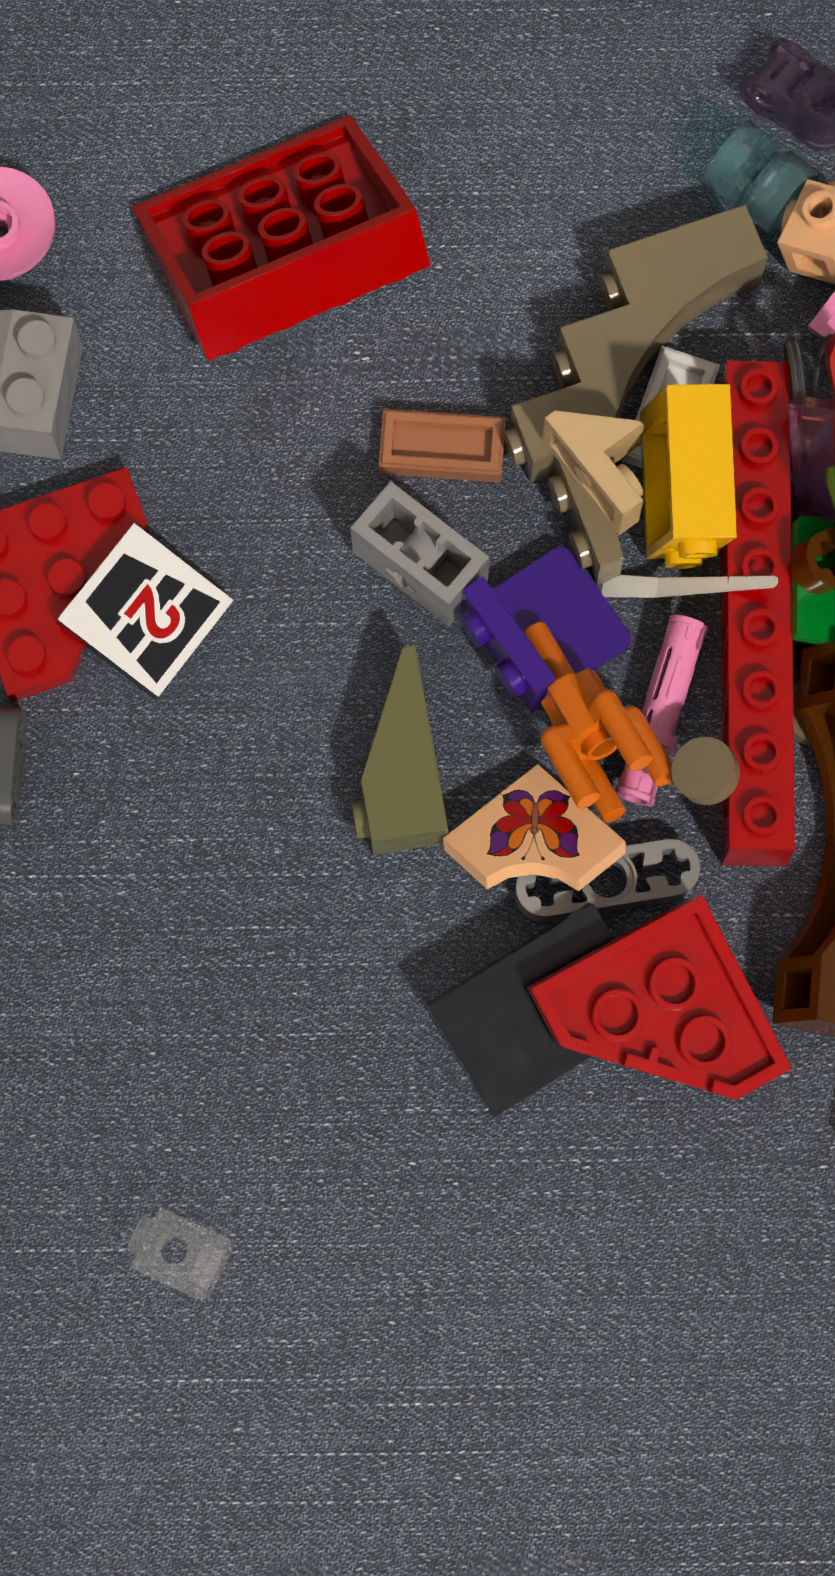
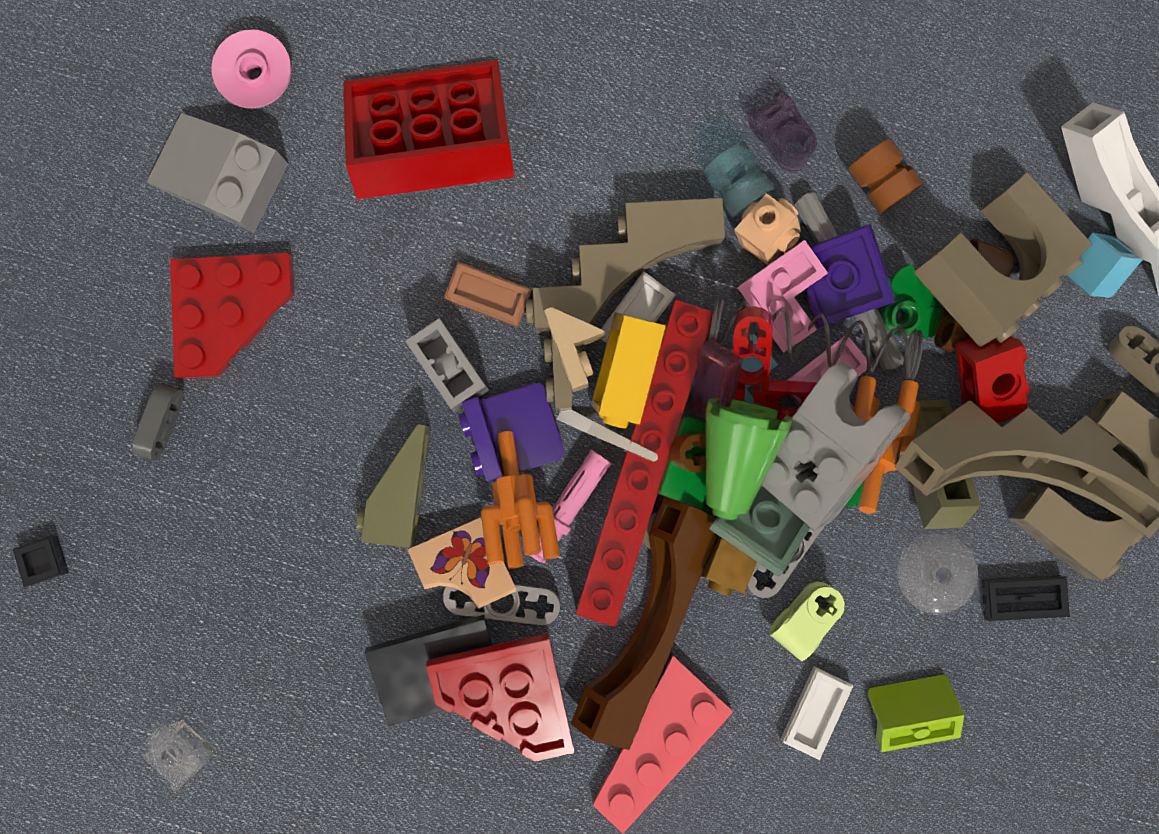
camera: 15 degrees right, 10 degrees up
(144, 611) = (271, 349): tile -> none
(705, 770) = (575, 562): dark tan tile -> none

